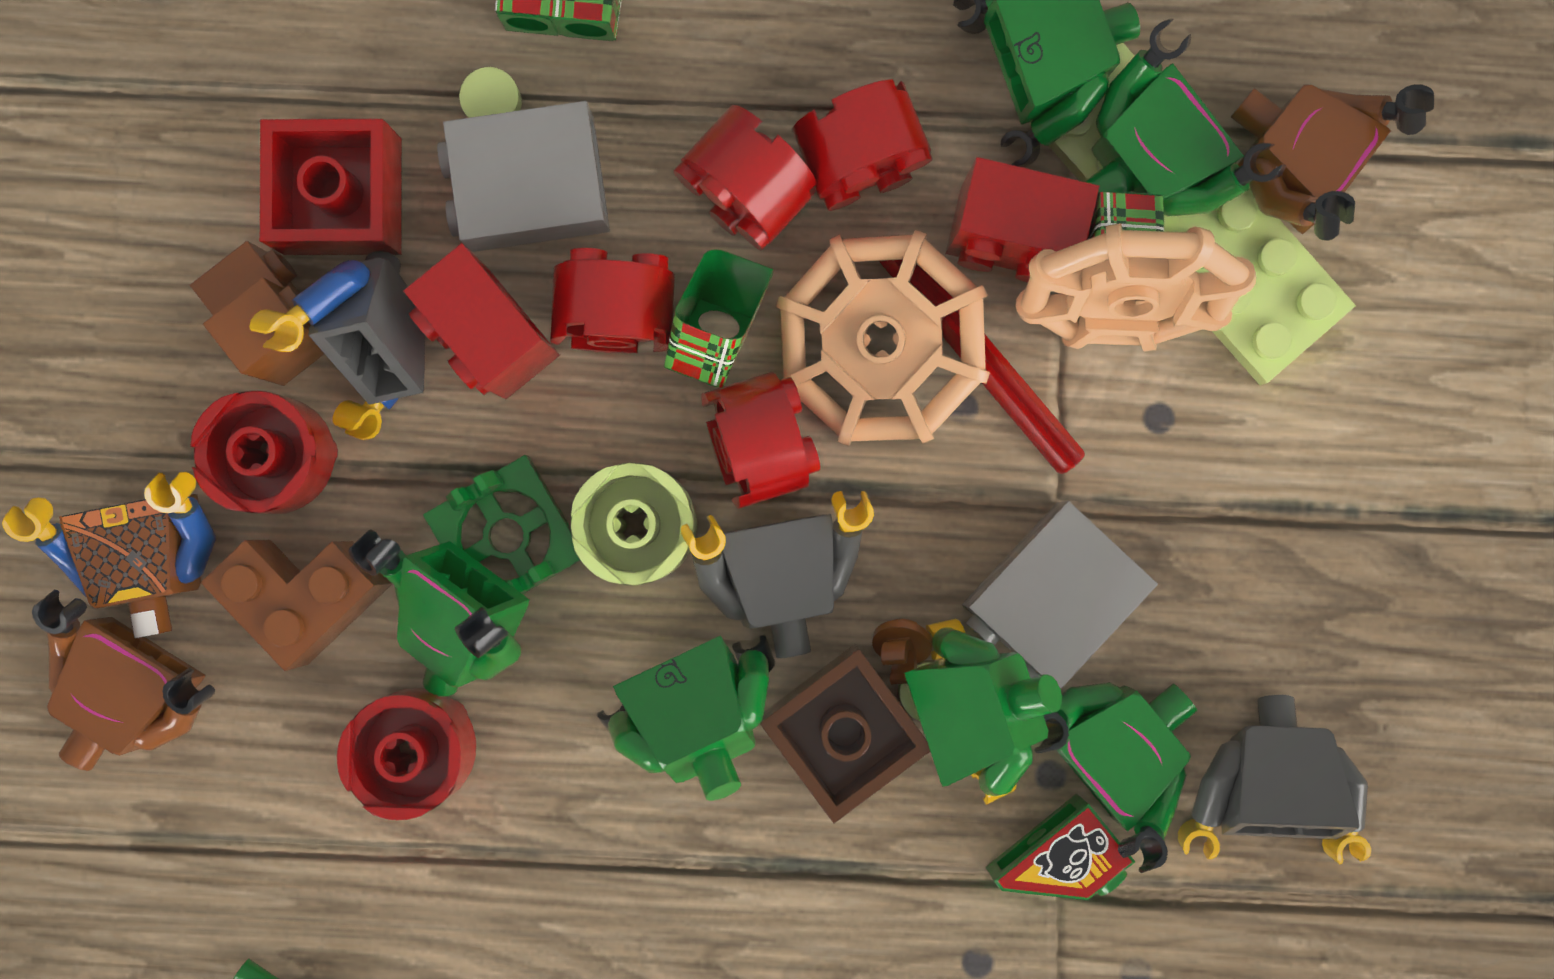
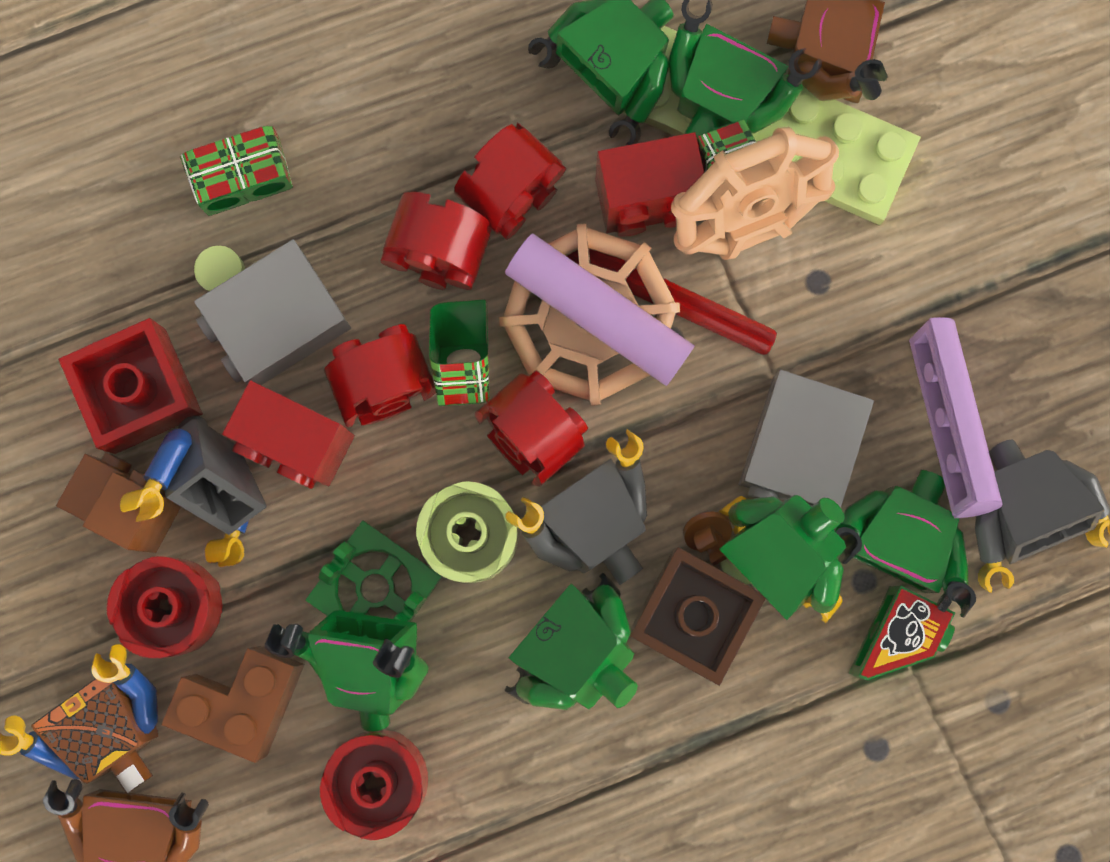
camera: 25 degrees left, 5 degrees down
(895, 339) = (599, 309): none -> lavender brick
(1238, 646) = (954, 419): none -> lavender brick

